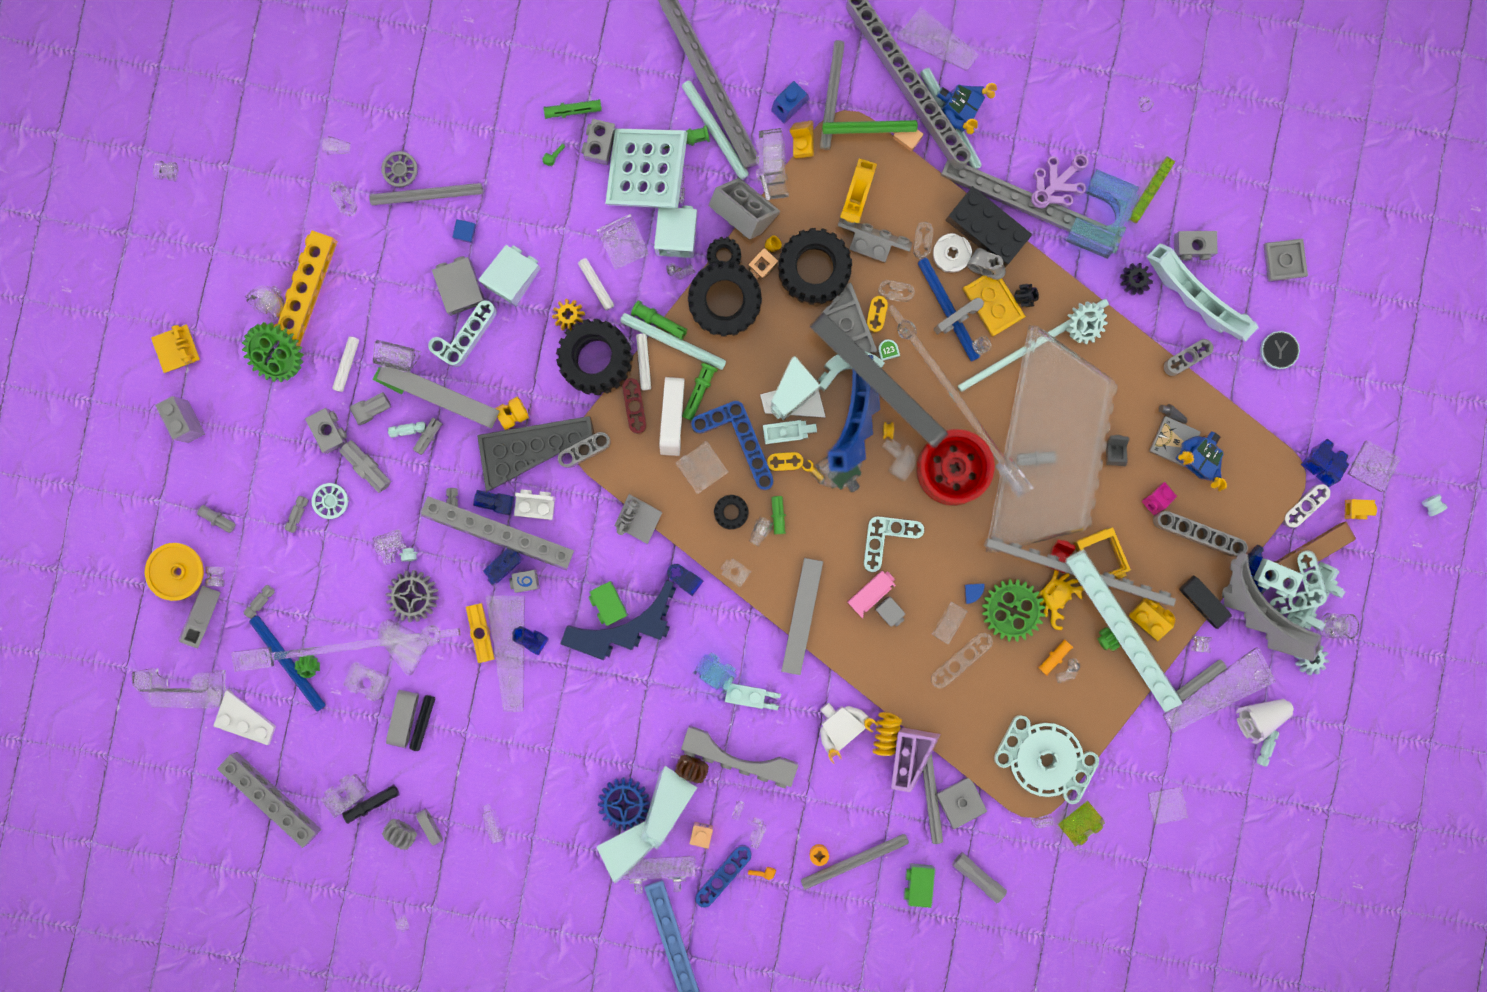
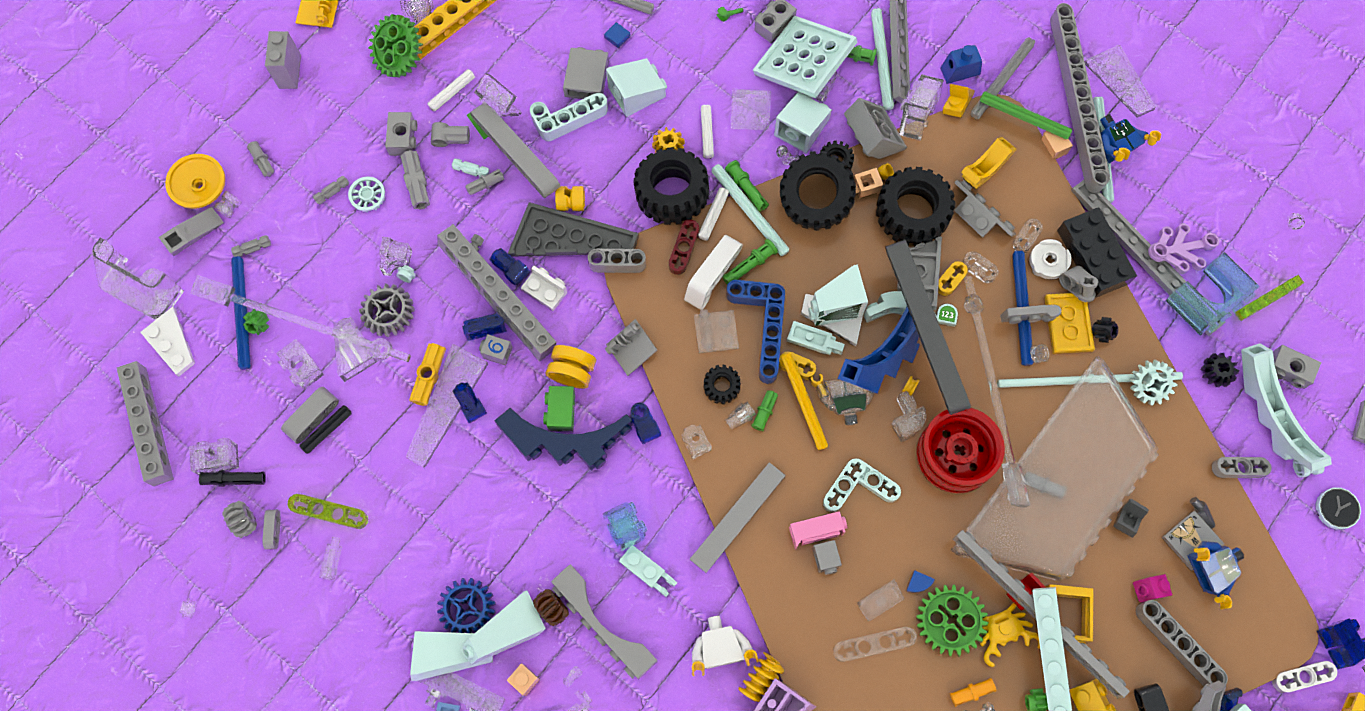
camera: 30 degrees right, 15 degrees down
(465, 786) = (328, 509): none -> clear neon green beam
(597, 563) = (570, 366): none -> yellow wheel
(807, 491) = (804, 401): none -> yellow axle

